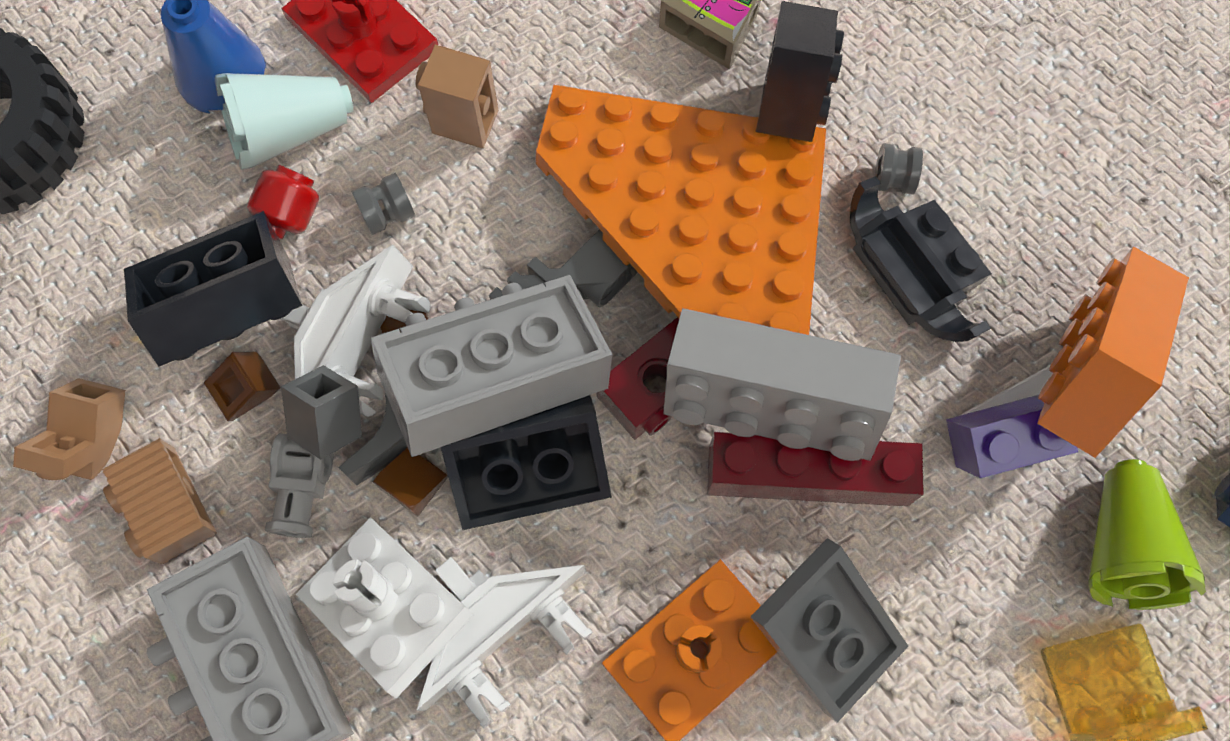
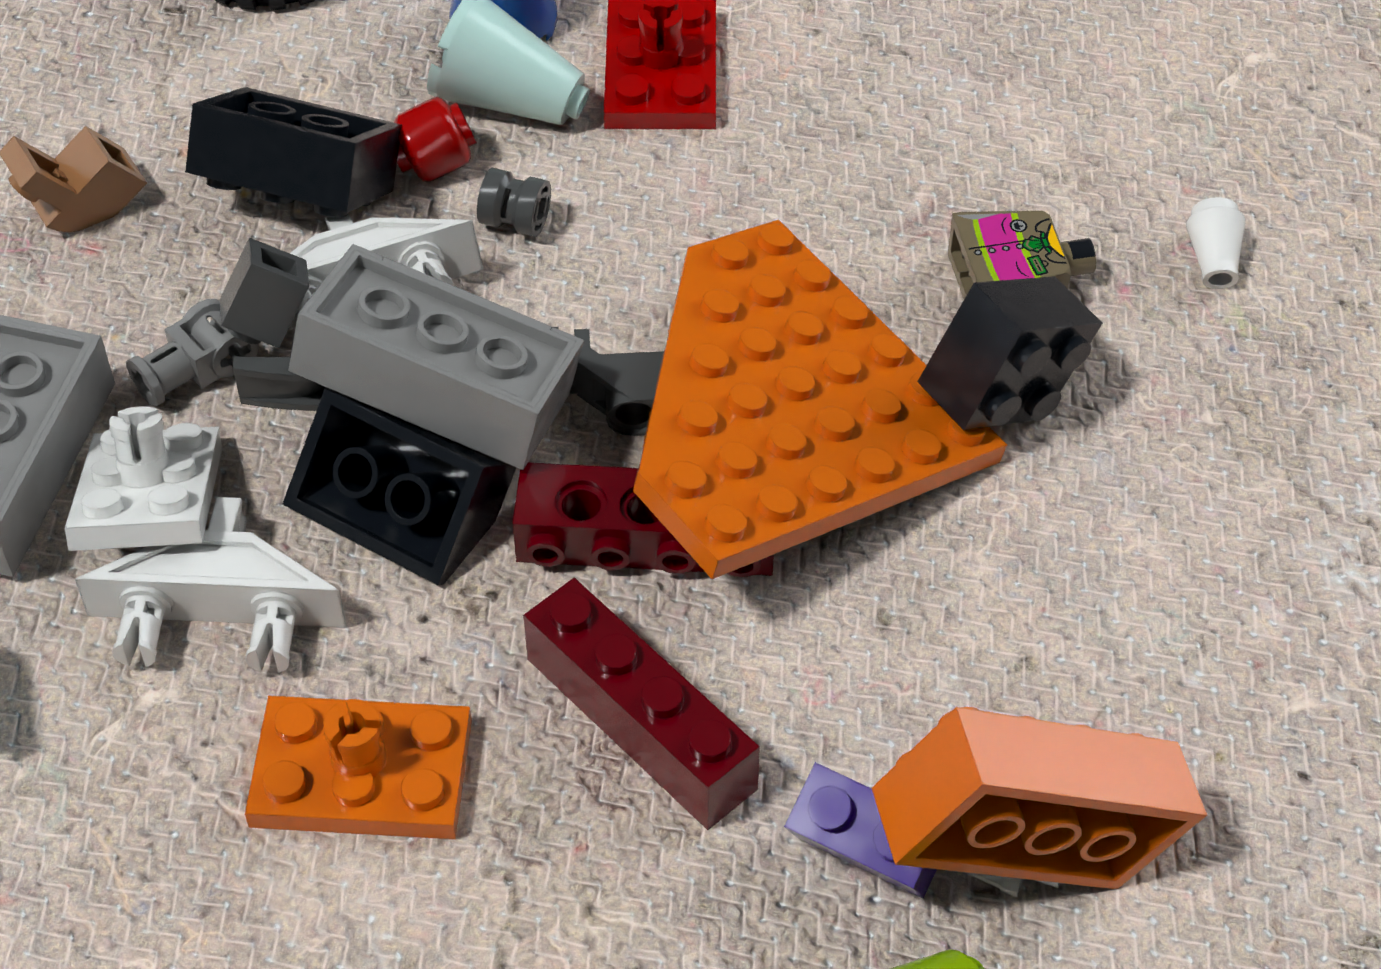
camera: 45 degrees right, 20 degrees down
(157, 503) = (75, 275): medium nougat brick -> none
(241, 384) = (228, 243): reddish brown slope -> none
(410, 481) = (279, 426): reddish brown slope -> none
(458, 95) = (670, 159): medium nougat brick -> none
(780, 385) = (658, 557): light grey brick -> none
(830, 630) = (484, 822): dark grey plate -> none
(899, 168) = (1038, 529): dark grey wheel -> none
(918, 262) = (966, 620): black plate -> none

